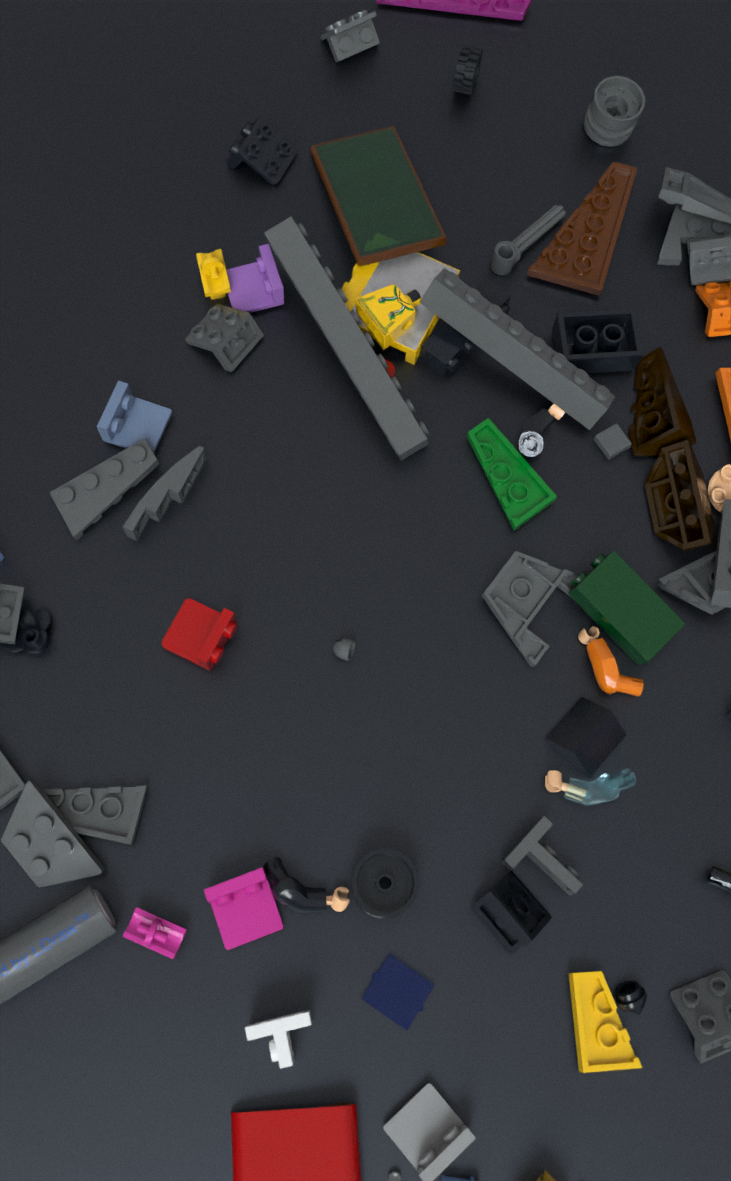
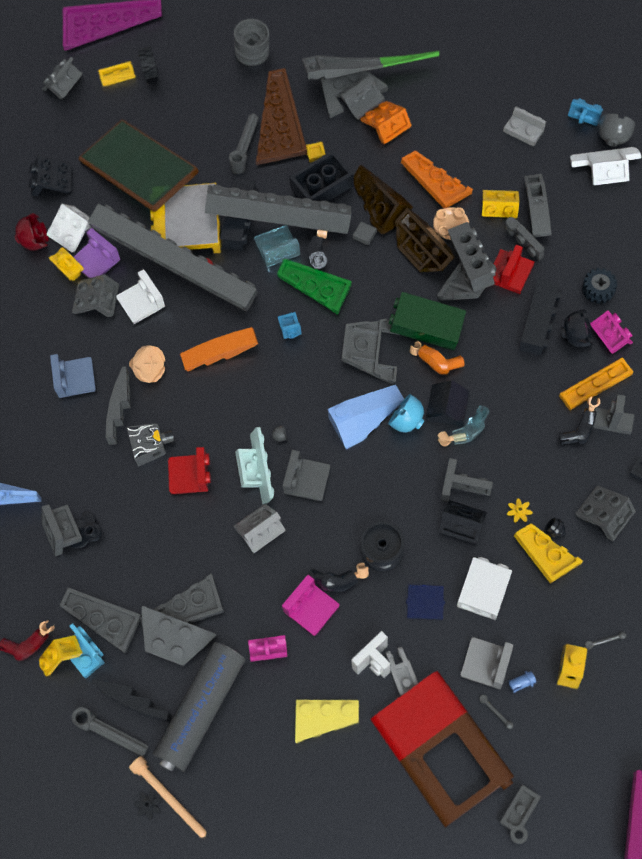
camera: 20 degrees left, 5 degrees down
(94, 491) = (74, 427): dark grey wing -> none
(172, 1069) = (323, 716): none -> light yellow wing
(173, 563) = (148, 442): none -> dark grey torso
(195, 210) = (31, 233): none -> dark red cylinder
(234, 460) = (148, 364): none -> light nougat tile
(243, 760) = (260, 527): none -> light grey bracket
(244, 227) = (69, 227): none -> white bracket
(276, 370) = (141, 299): none -> white bracket
(284, 674) = (254, 468): none -> light aqua bracket
(308, 1075) = (402, 673): none -> light grey hinge
(336, 490) = (218, 348): none -> orange slope
(342, 728) = (305, 477): none -> dark grey bracket
(387, 313) = (189, 229): yellow torso -> none
(422, 67) = (117, 73): none -> yellow tile
(442, 510) = (289, 325): none -> dark azure bracket
(468, 685) = (362, 414): none -> light blue wedge
(487, 1024) = (484, 588): none -> white panel
(489, 395) = (277, 245): none -> clear light blue bracket
(524, 722) = (408, 415): none -> medium azure cylinder
(592, 945) = (516, 510): none -> yellow plant
(612, 297) = (315, 151): none -> yellow tile

